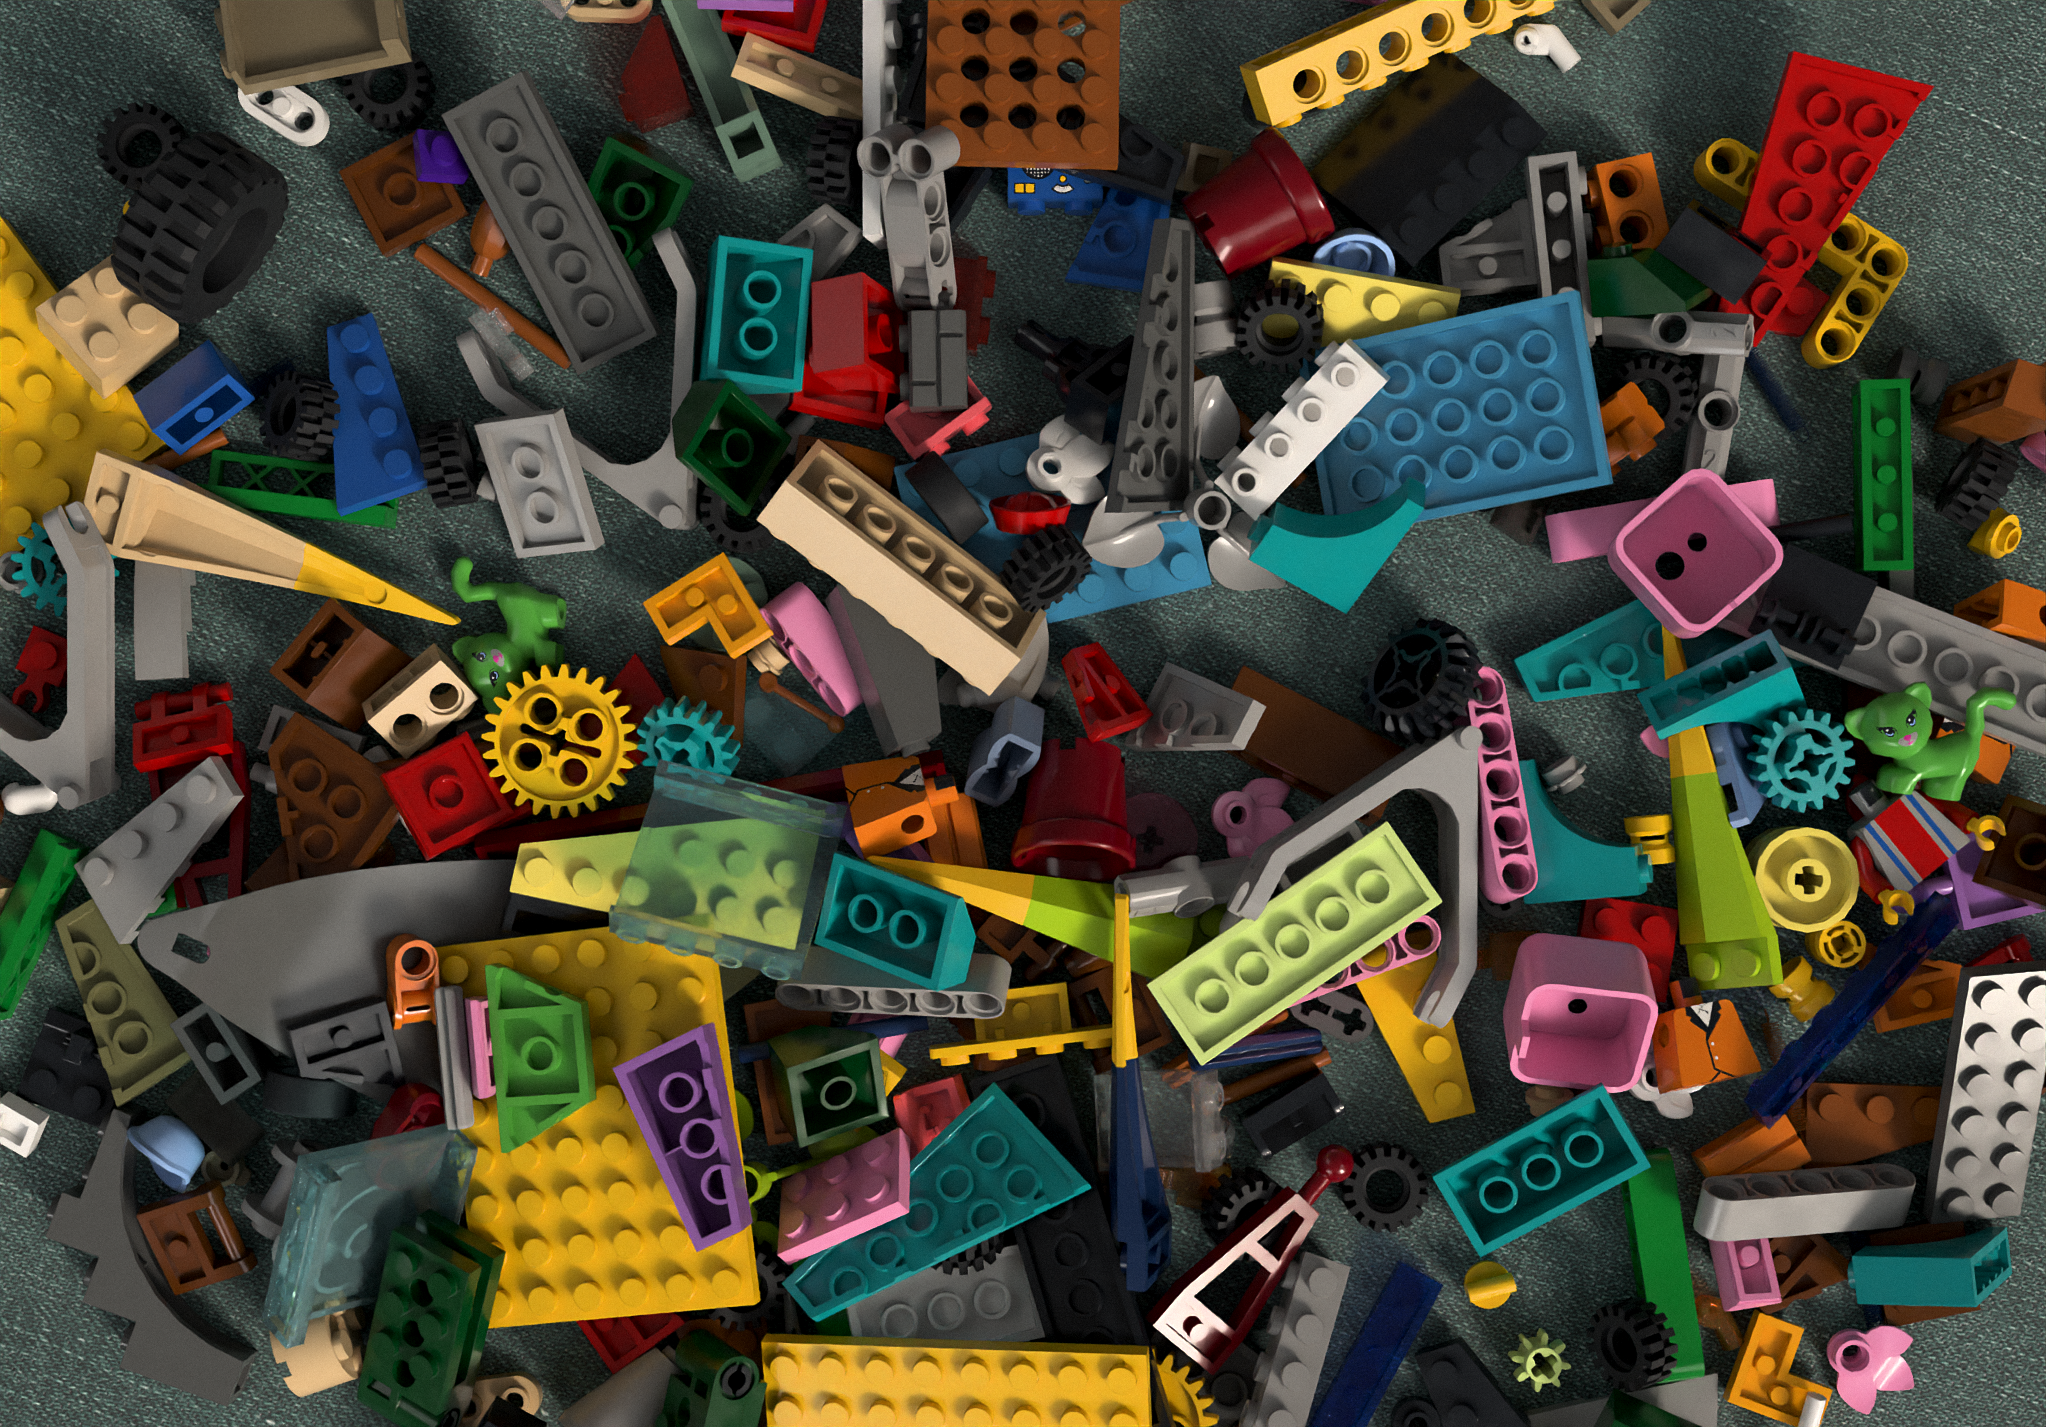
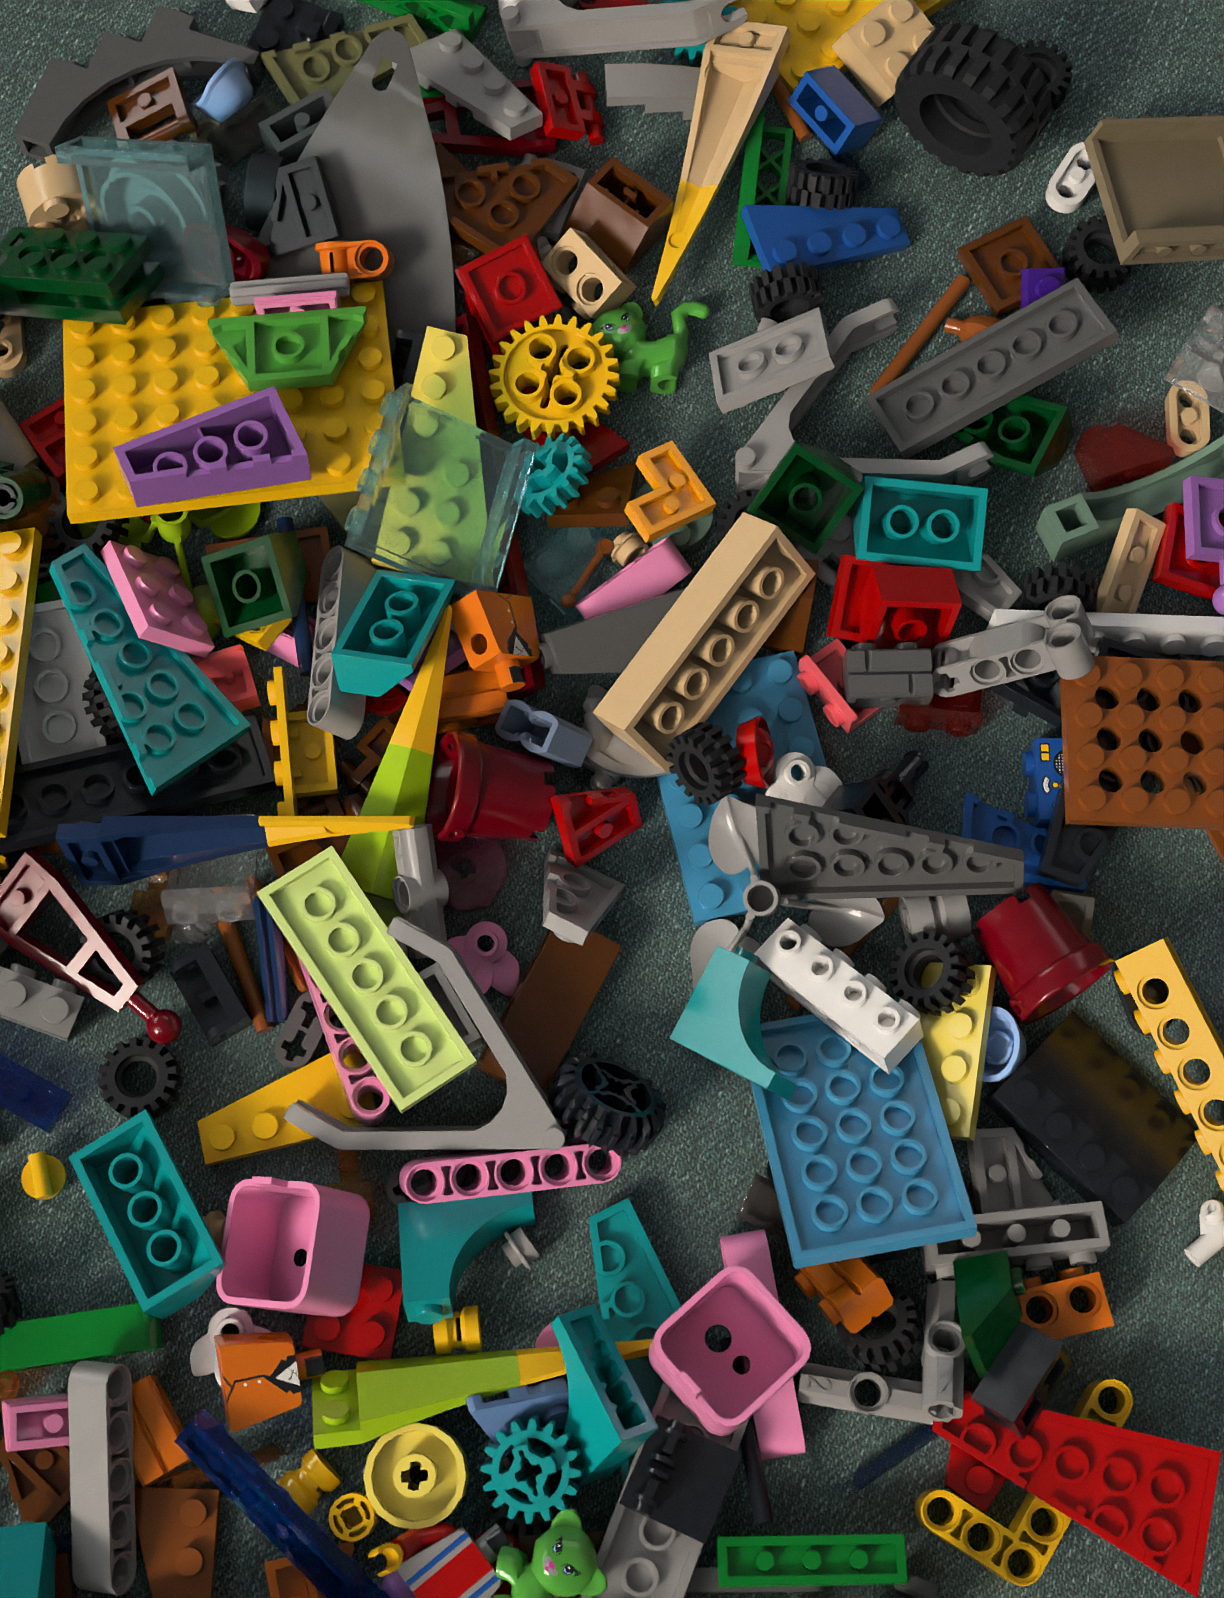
camera: 90 degrees right, 15 degrees down
(495, 330) = (896, 332): clear plate -> none
(946, 497) = (767, 680): black tyre -> none

